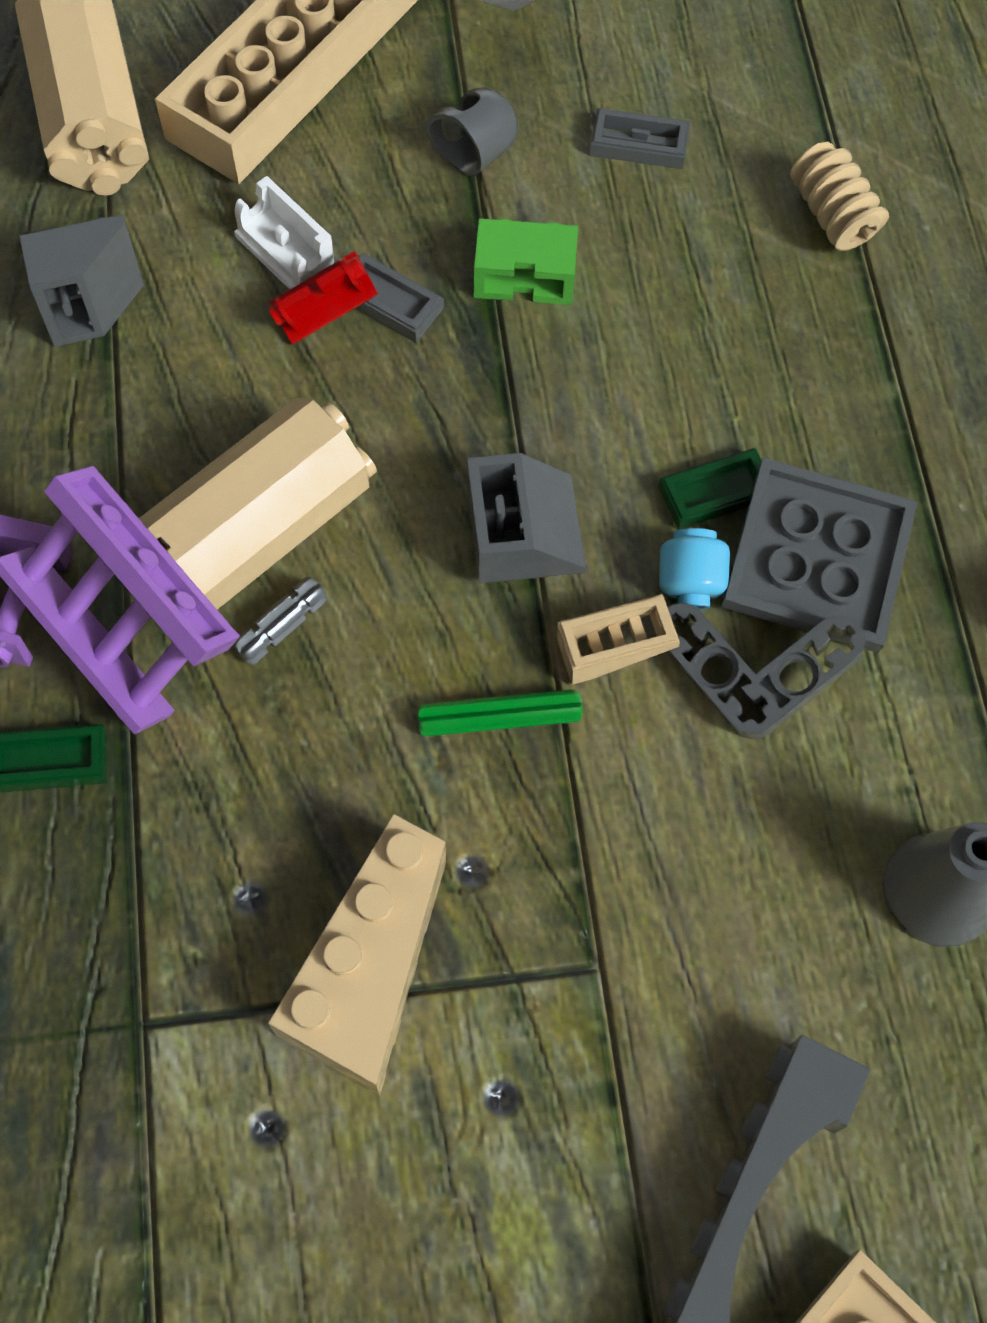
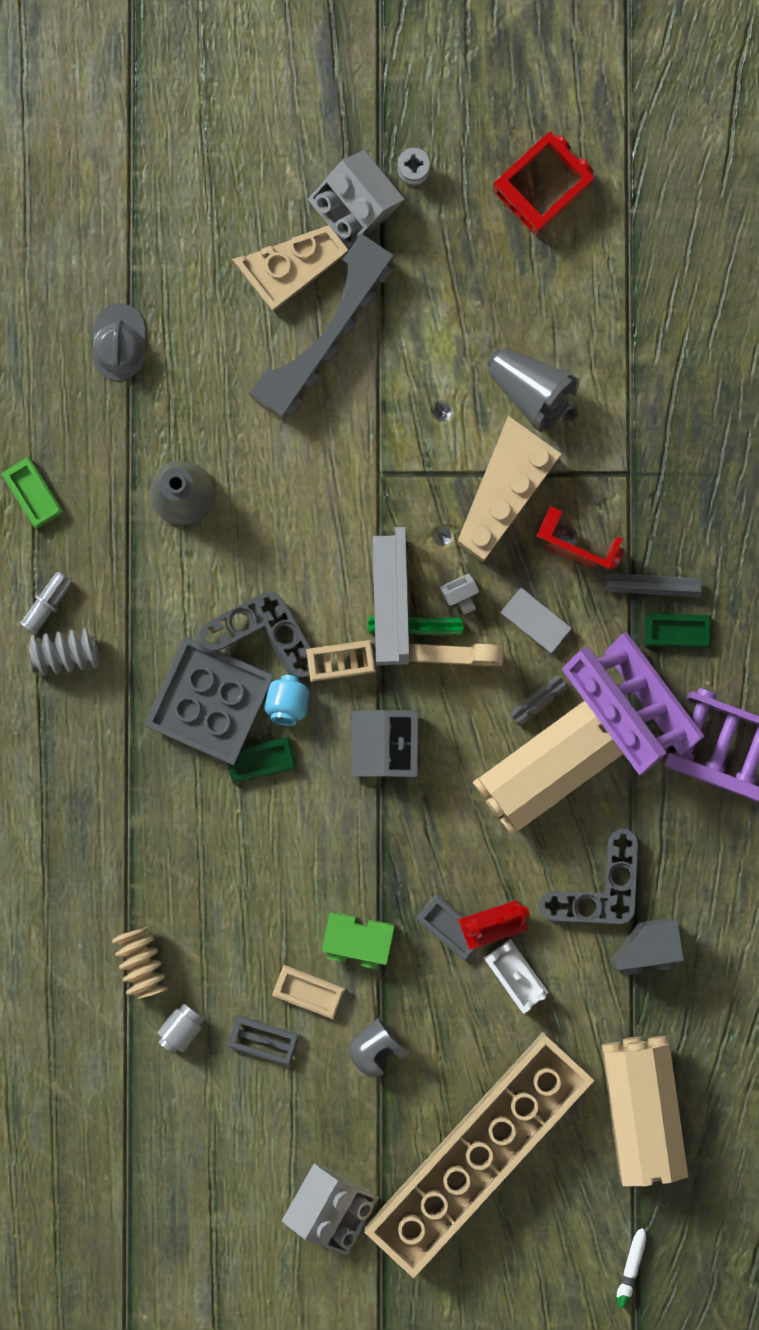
camera: 170 degrees left, 20 degrees up
(90, 827) = (653, 585): none -> dark grey axle
(155, 353) = (602, 900): none -> dark grey beam
(177, 834) = (545, 539): none -> red panel
(295, 745) = (535, 620): none -> light grey tile
(337, 1160) = (533, 386): none -> dark grey cone
(381, 668) = (477, 655): none -> tan beam
(430, 770) = (460, 592): none -> light grey tile
(549, 741) = (391, 599): none -> light grey fence
(586, 200) = (308, 991): none -> tan tile
(760, 132) = (180, 1029): none -> light grey brick

